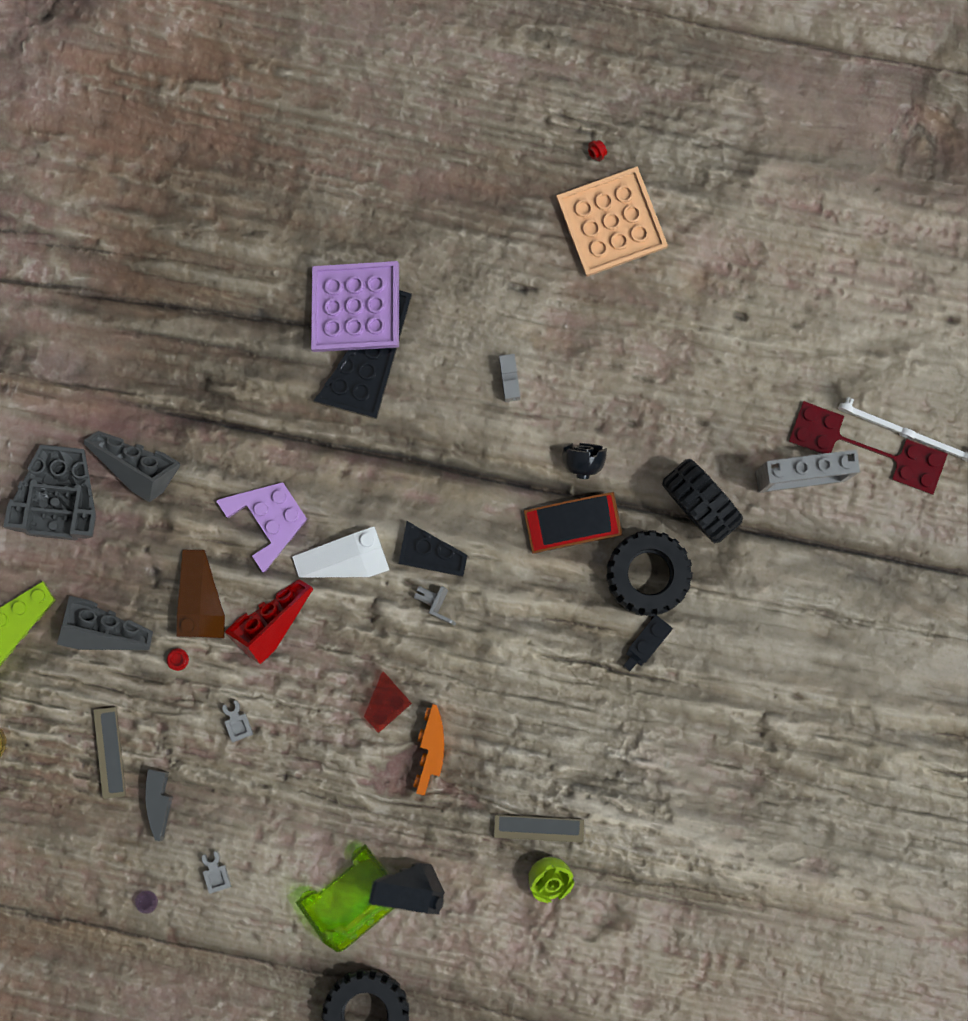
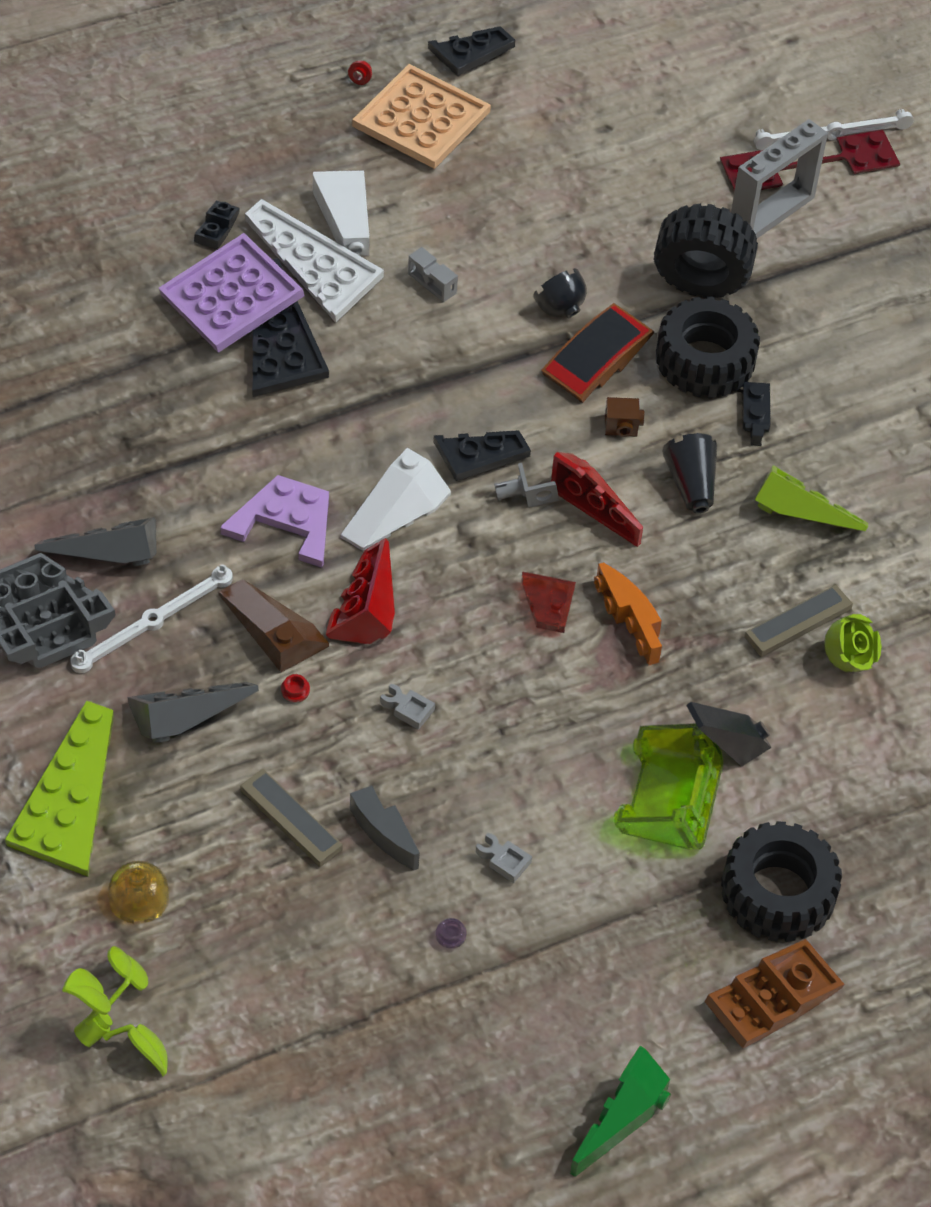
camera: 40 degrees left, 30 degrees down
(62, 546) = (83, 661): none -> white piece
(394, 231) = (217, 224): none -> black slope
(440, 317) = (324, 267): none -> white wing
(476, 631) = (589, 492): none -> red wedge
(493, 274) = (344, 206): none -> white slope
(547, 590) = (623, 416): none -> reddish brown brick
(556, 671) = (693, 469): none -> black cone
(611, 737) = (788, 497): none -> lime wedge
(696, 179) = (471, 51): none -> black wing

